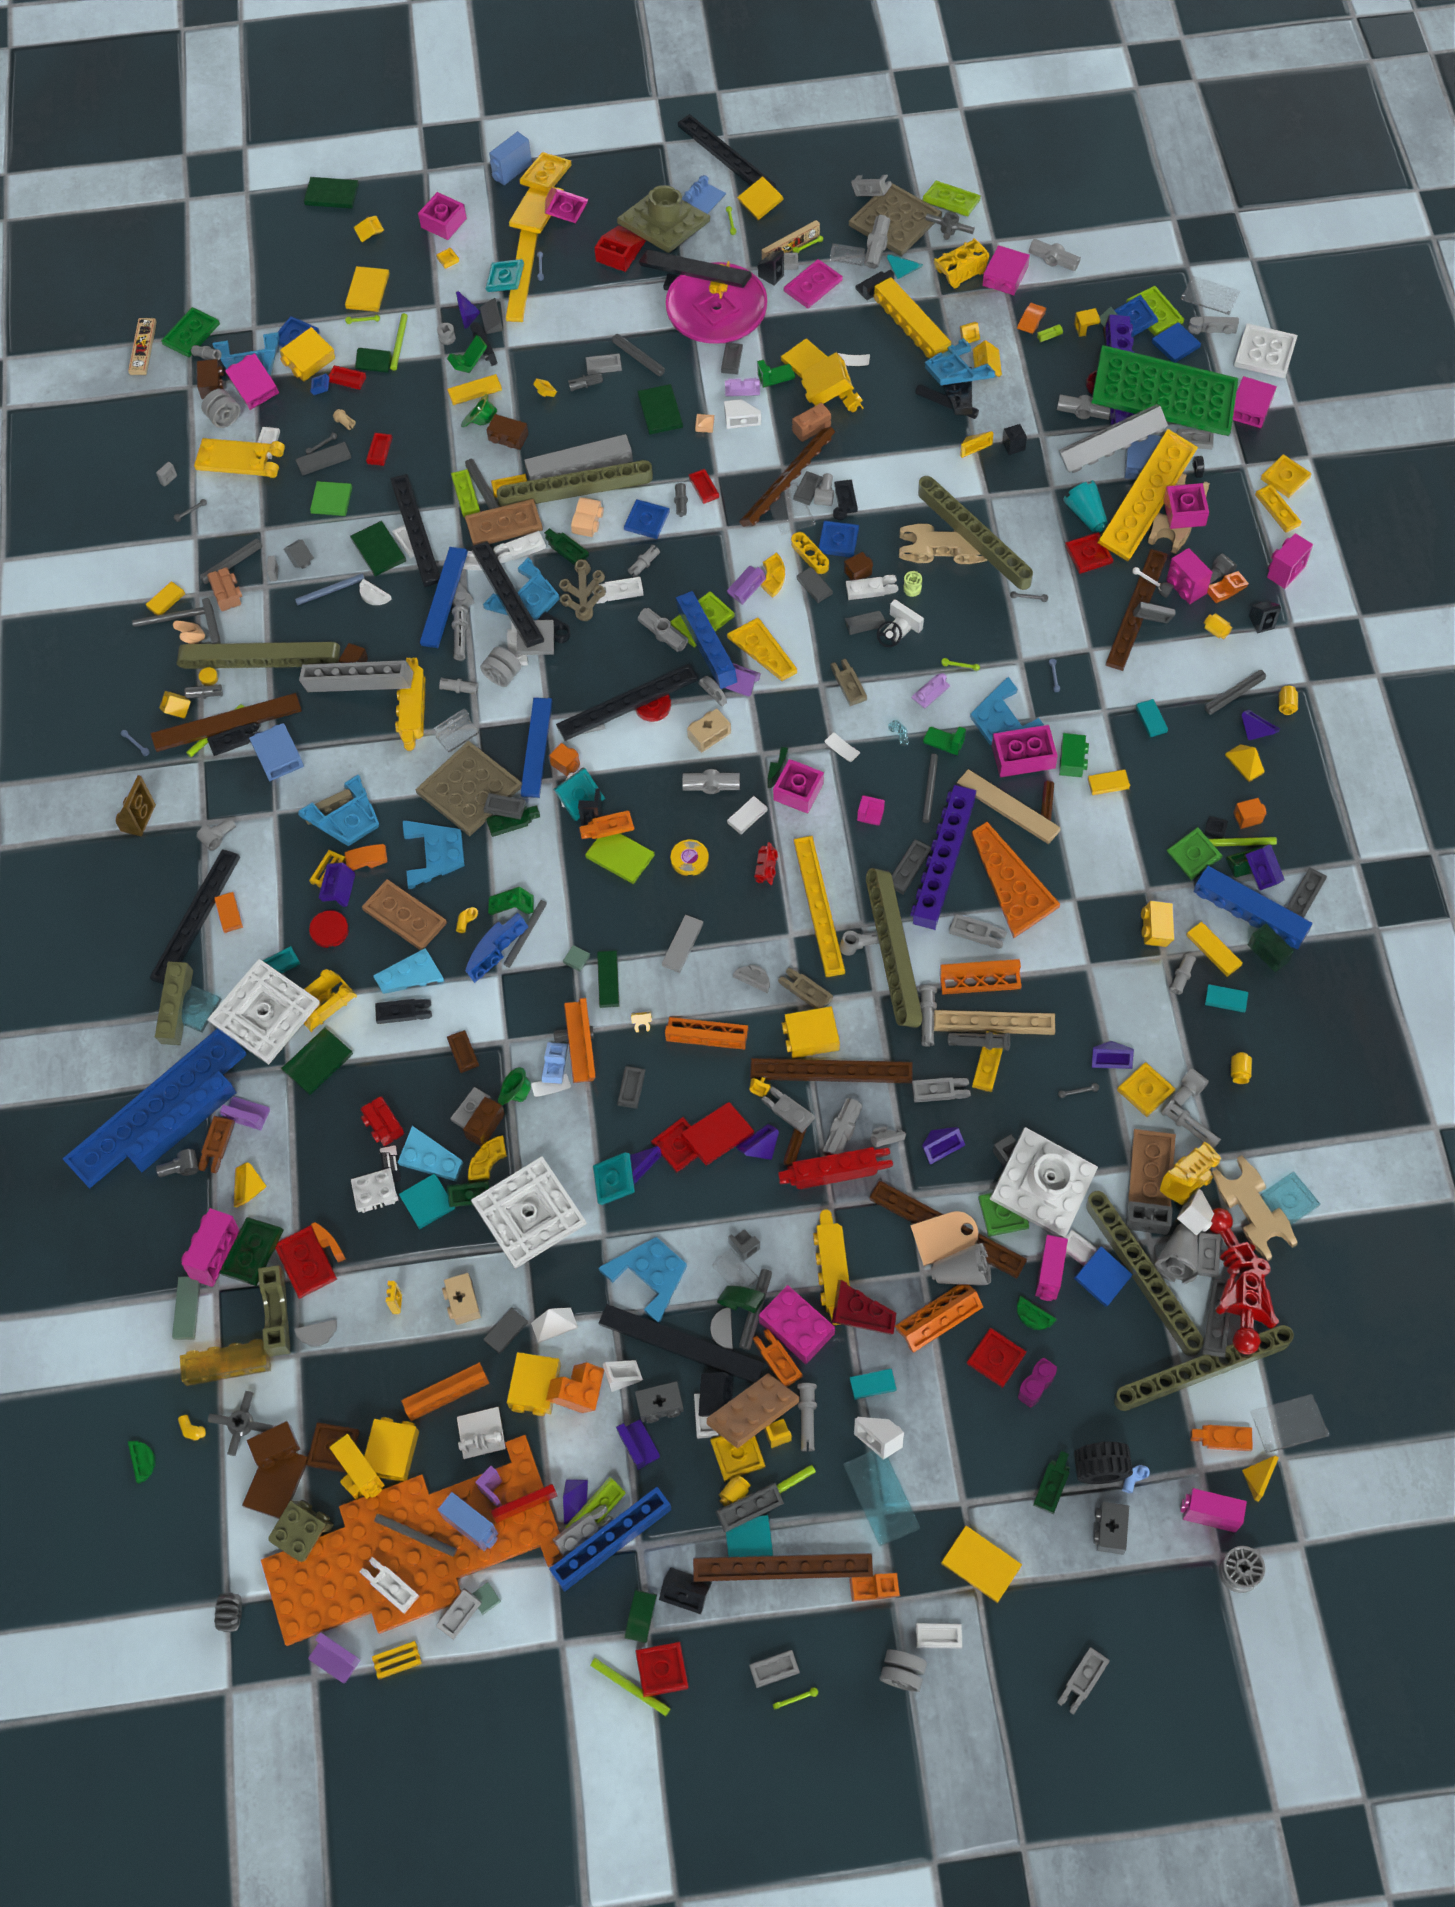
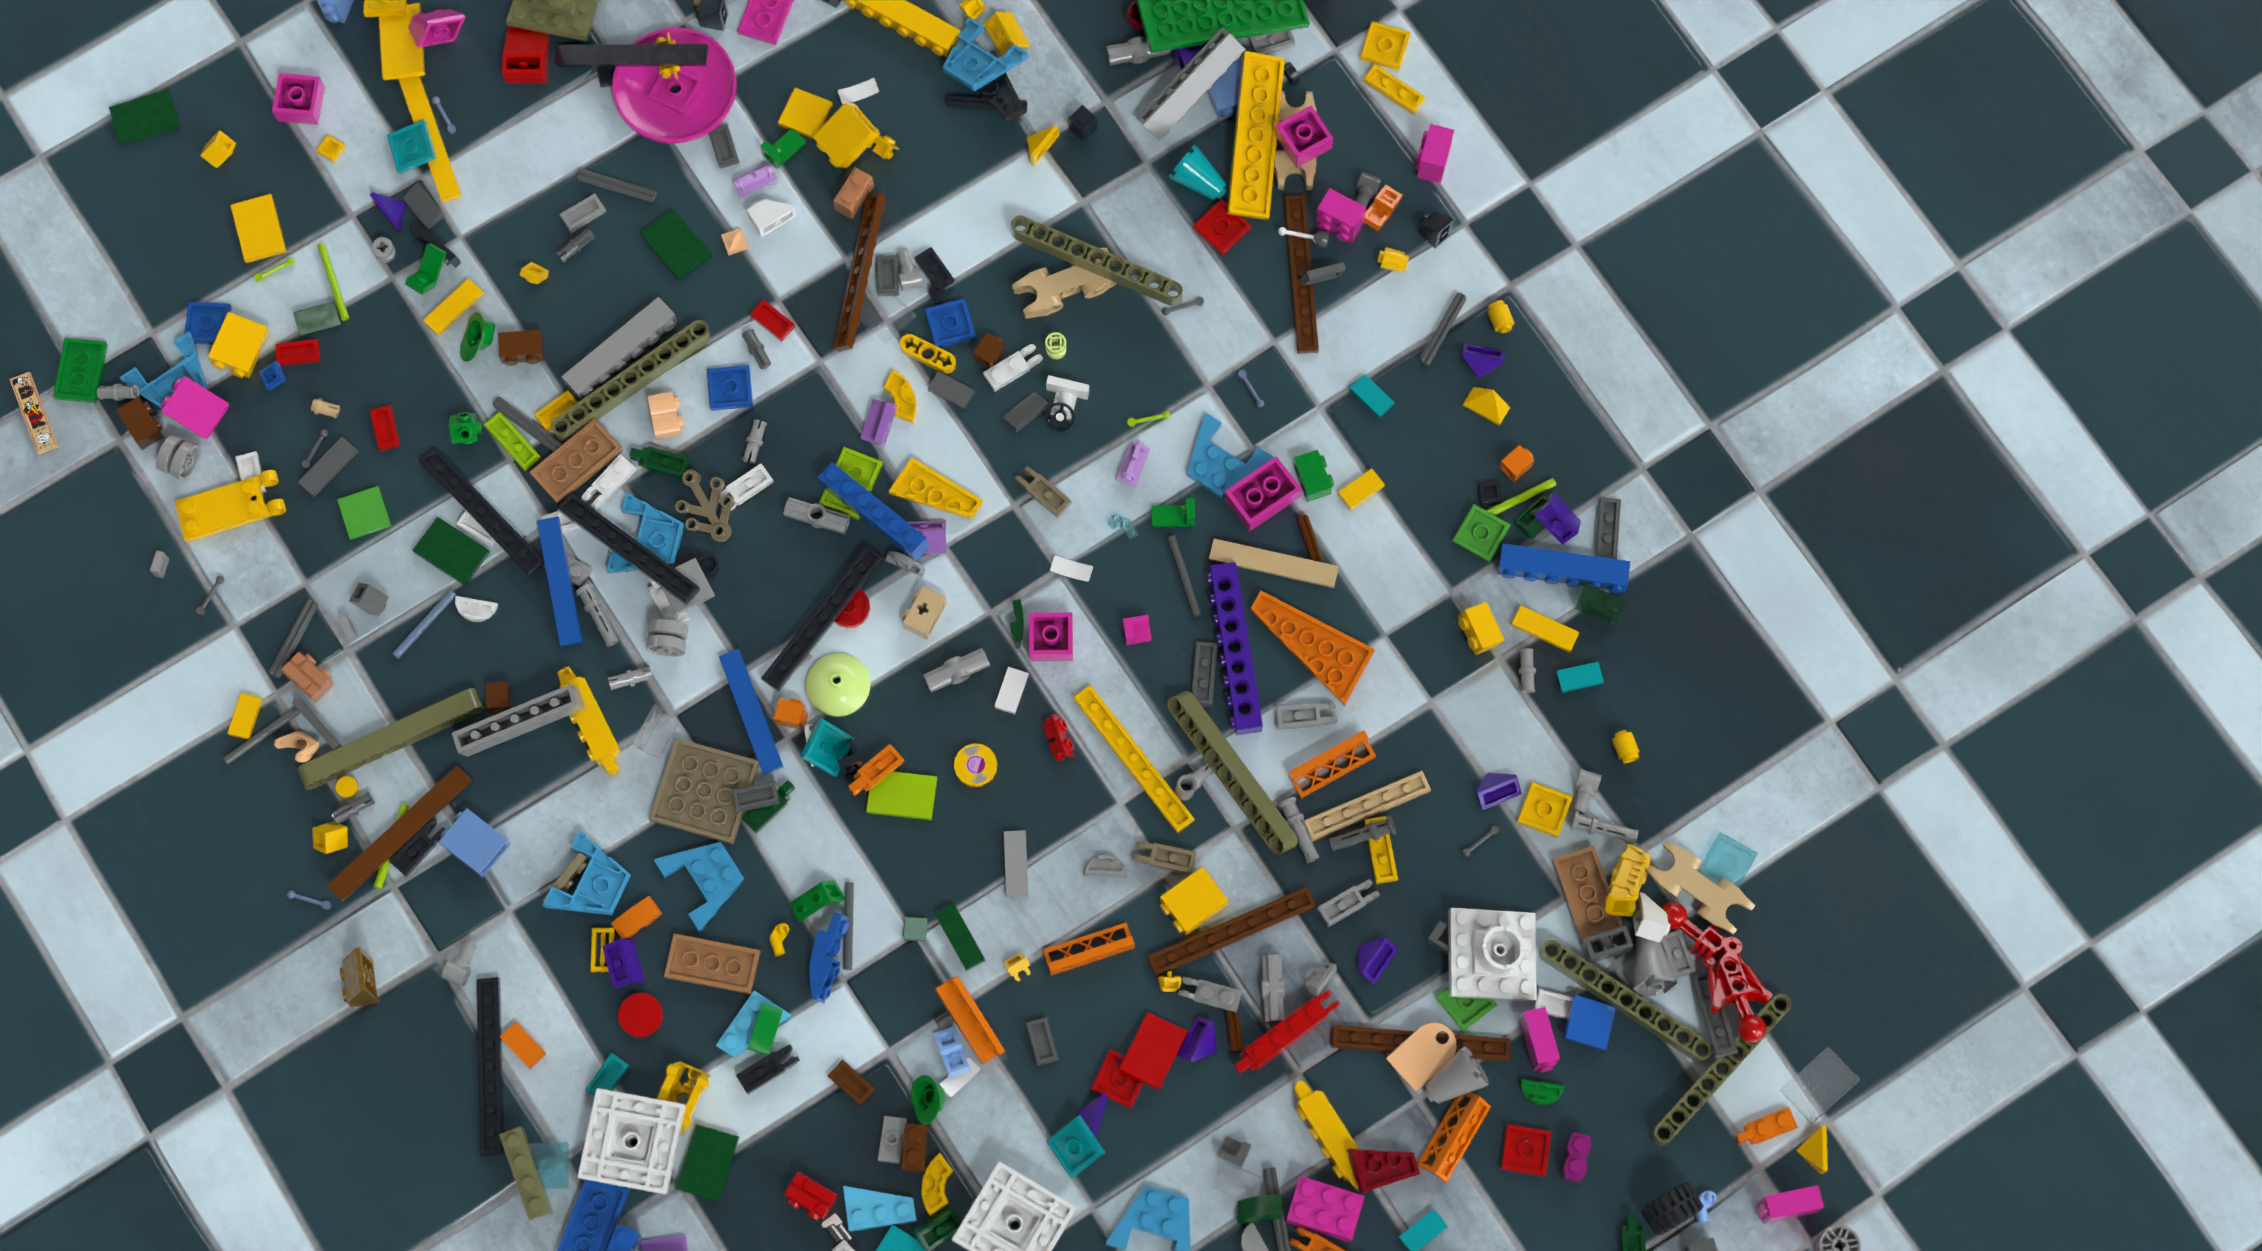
camera: 30 degrees left, 10 degrees up
(415, 978) = (765, 1029): none -> green slope
(434, 468) = (464, 428): none -> green brick
(615, 764) = (838, 698): none -> yellowish green dish

